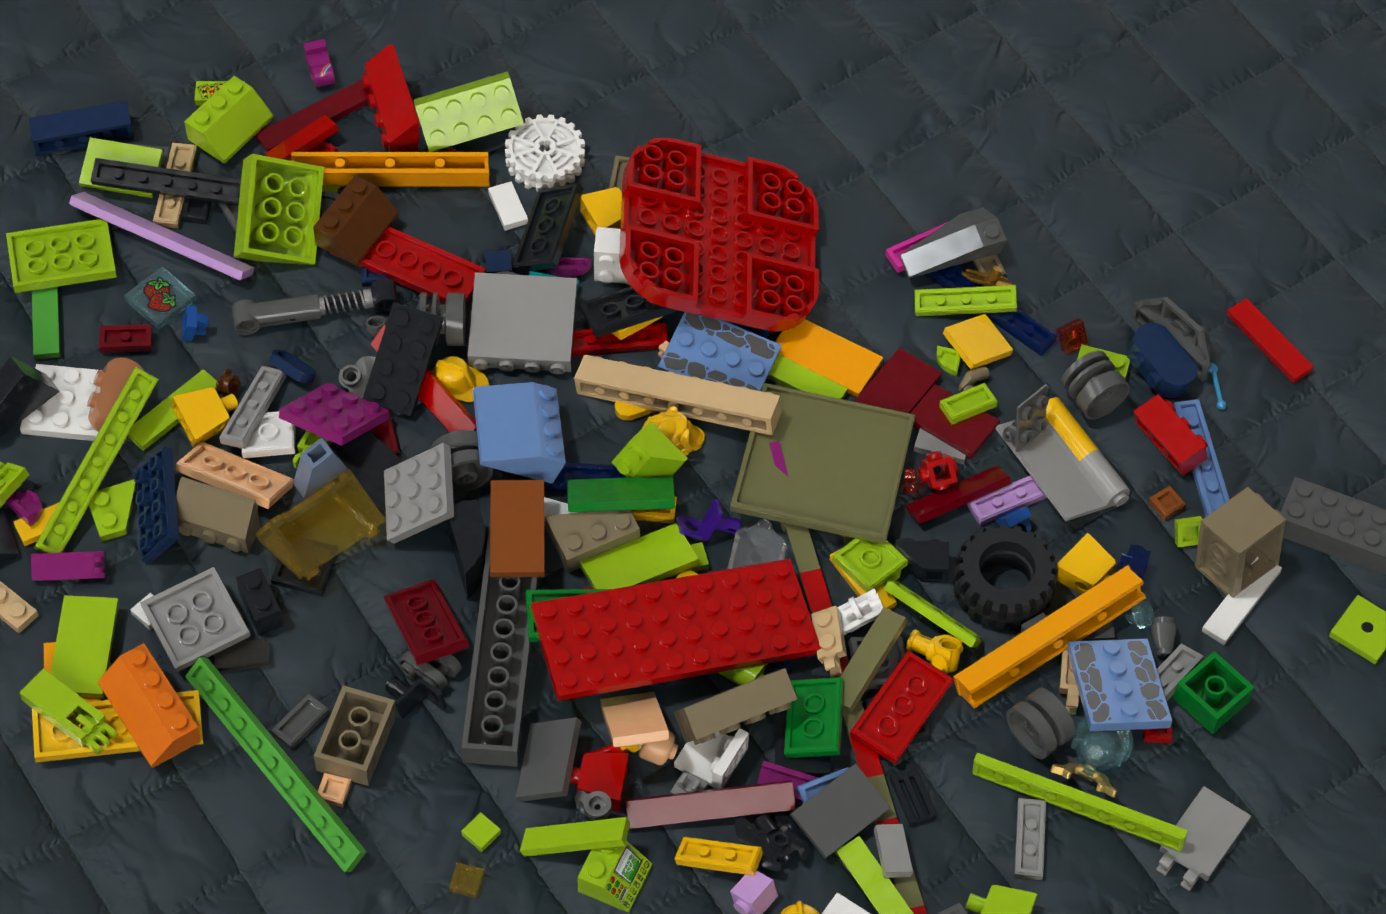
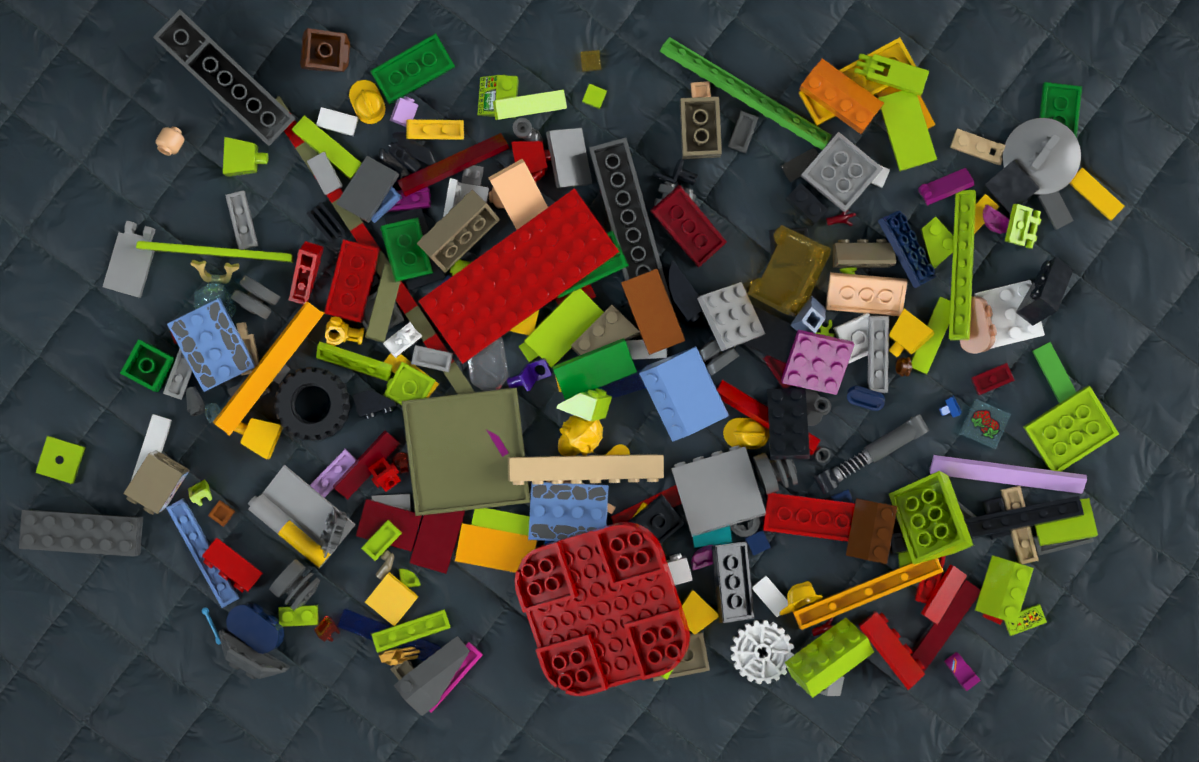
camera: 165 degrees right, 30 degrees up
(75, 127) = (1110, 546): dark blue brick -> none
(225, 576) = (842, 218): none -> dark red bar
(474, 188) = (799, 596): none -> yellow piece
(828, 582) = (432, 358): none -> light grey tile
(831, 639) = (414, 311): tan plate -> none
(960, 741) = (305, 272): none -> red slope
(1016, 517) = (322, 457): blue tile -> none
(1136, 559) = (229, 449): clear blue brick -> none
(1270, 340) = (184, 680): red tile -> none

